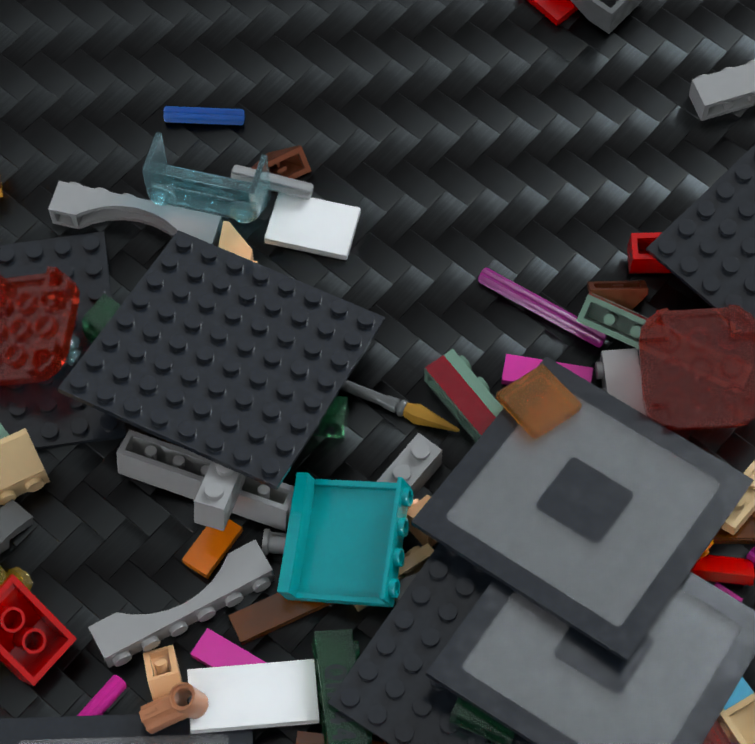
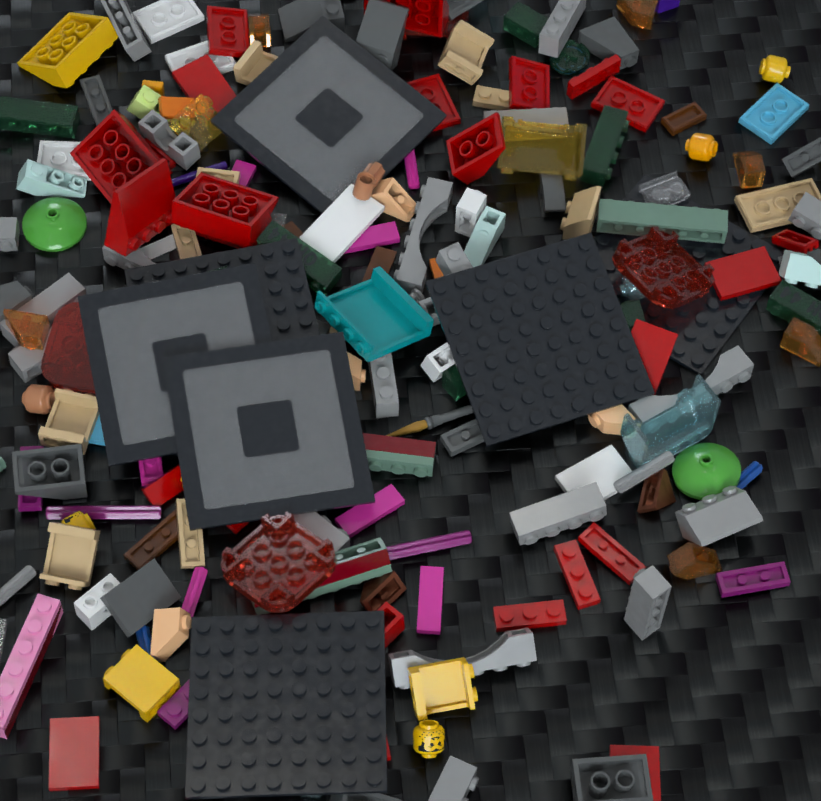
camera: 130 degrees right, 5 degrees down
(112, 573) = (469, 210): none -> white brick
(123, 268) = (654, 349): none -> red tile
(135, 538) = (485, 235): none -> light aqua slope
(232, 147) = (700, 478): none -> bright green dish
(262, 87) = (717, 516): none -> light grey slope
(291, 35) = (752, 579): none -> magenta plate
(322, 84) = (693, 561): none -> clear orange slope
(327, 446) = (438, 362): none -> white brick
(379, 152) = (610, 553): none -> red plate
(387, 363) = (462, 438): none -> dark grey plate
(389, 213) = (558, 514): none -> light grey brick
(418, 55) = (647, 602): none -> light grey brick
(426, 165) = (576, 574): none -> red plate
(506, 168) = (529, 615): none -> red plate
(538, 401) = (348, 462): clear orange tile -> none
(577, 252) = (430, 600): none -> dark pink tile
(648, 193) = (510, 649): none -> light grey arch
(652, 164) = (442, 687): none -> yellow panel
(705, 138) = (429, 738): none -> yellow head

